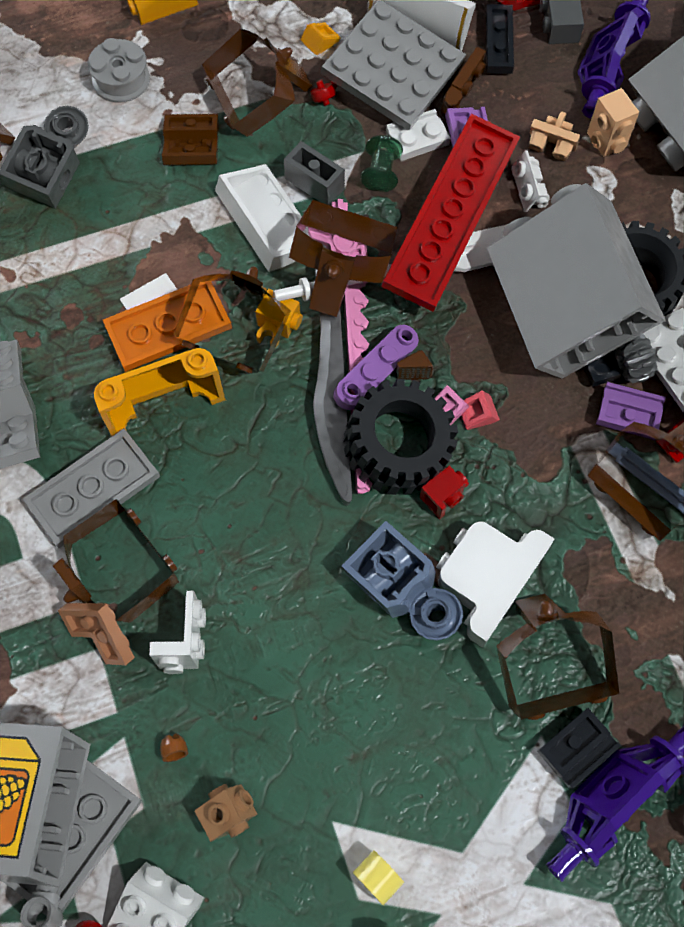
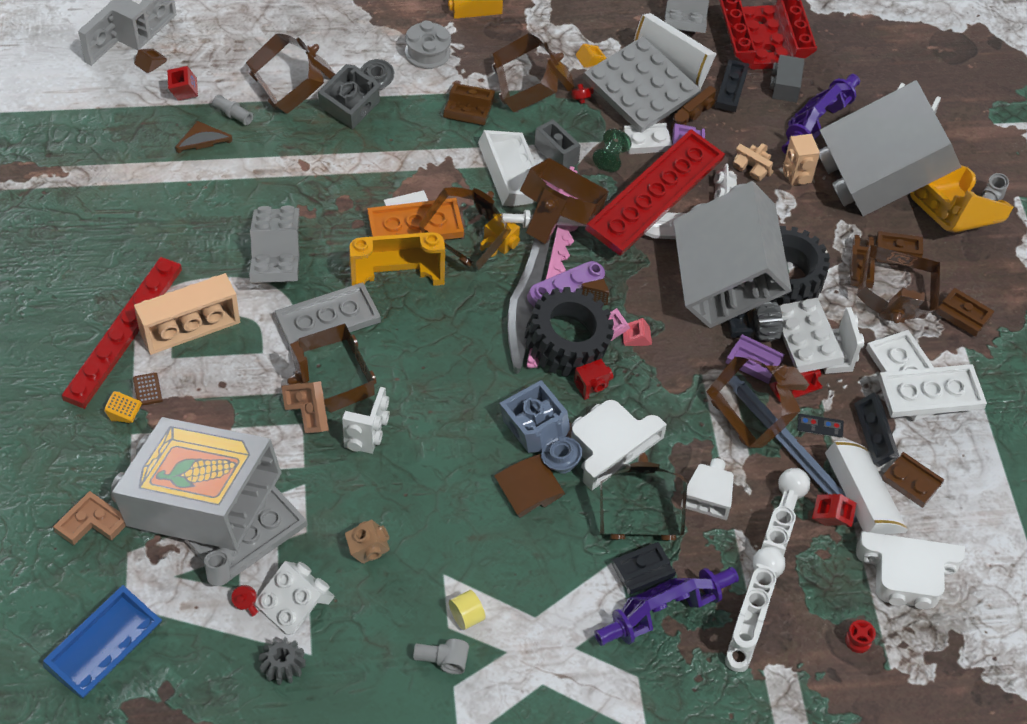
camera: 10 degrees right, 15 degrees down
(173, 748) = (343, 499): dark orange hinge -> none
(406, 666) = (529, 485): none -> reddish brown slope
(632, 612) = (710, 490): none -> white torso

